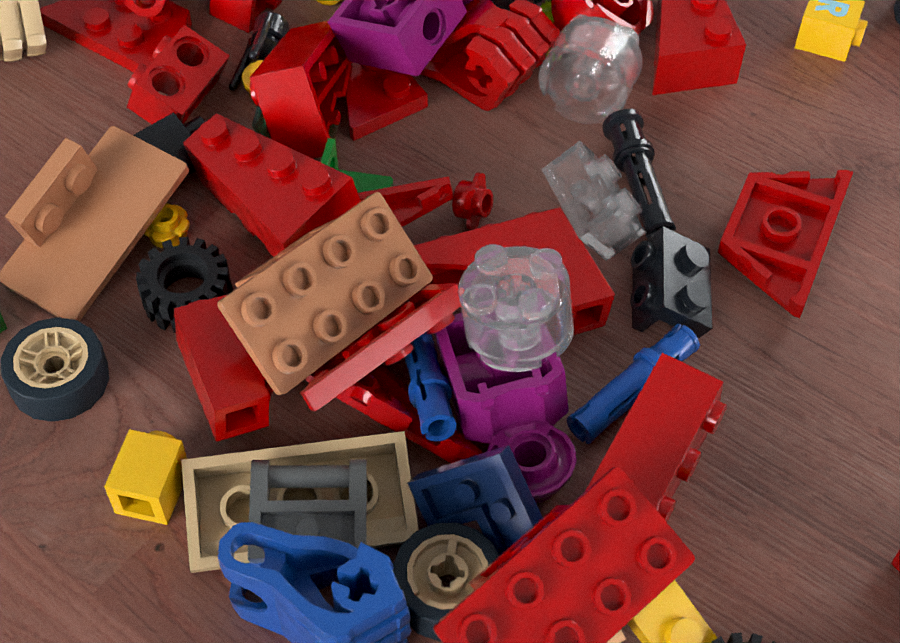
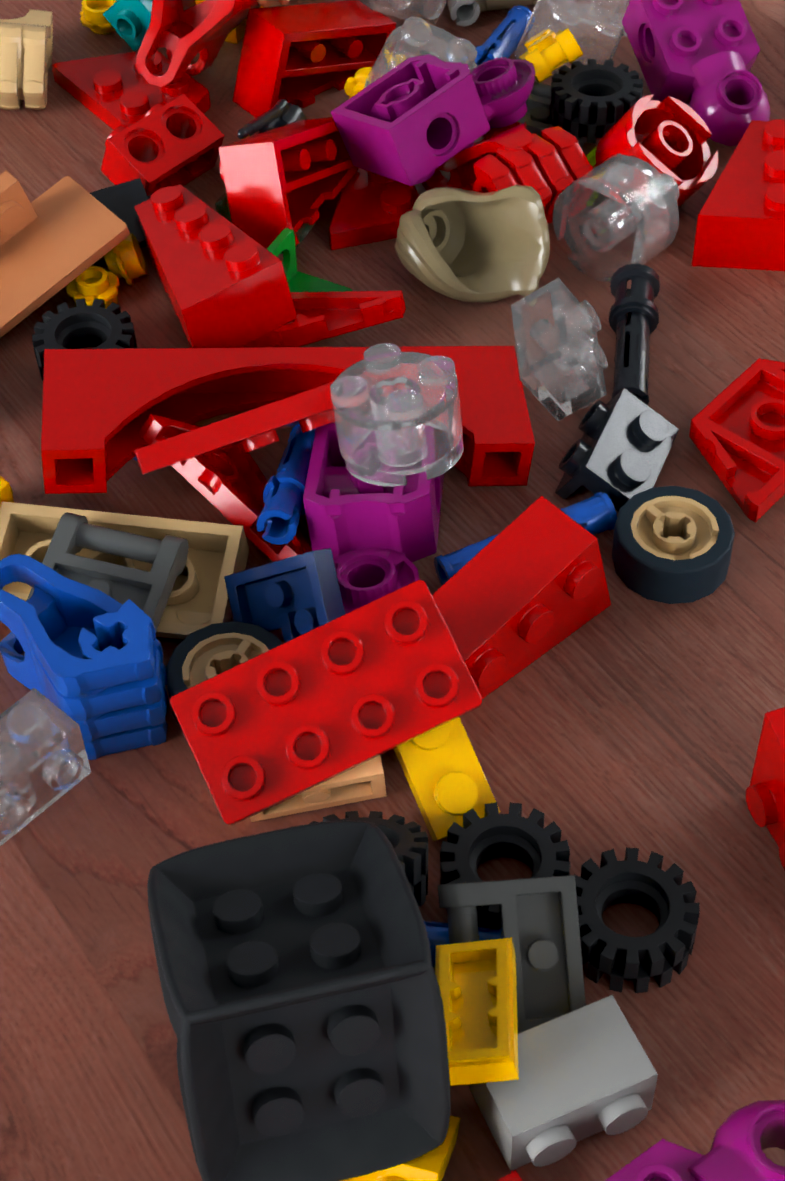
camera: 20 degrees right, 5 degrees down
(187, 193) = (127, 260): none -> yellow plate
(324, 292) = (202, 361): nougat bracket -> none
(472, 200) = (428, 324): red plate -> none
(487, 115) = (476, 242): none -> dark tan piece
(769, 369) = (672, 544): none -> black wheel

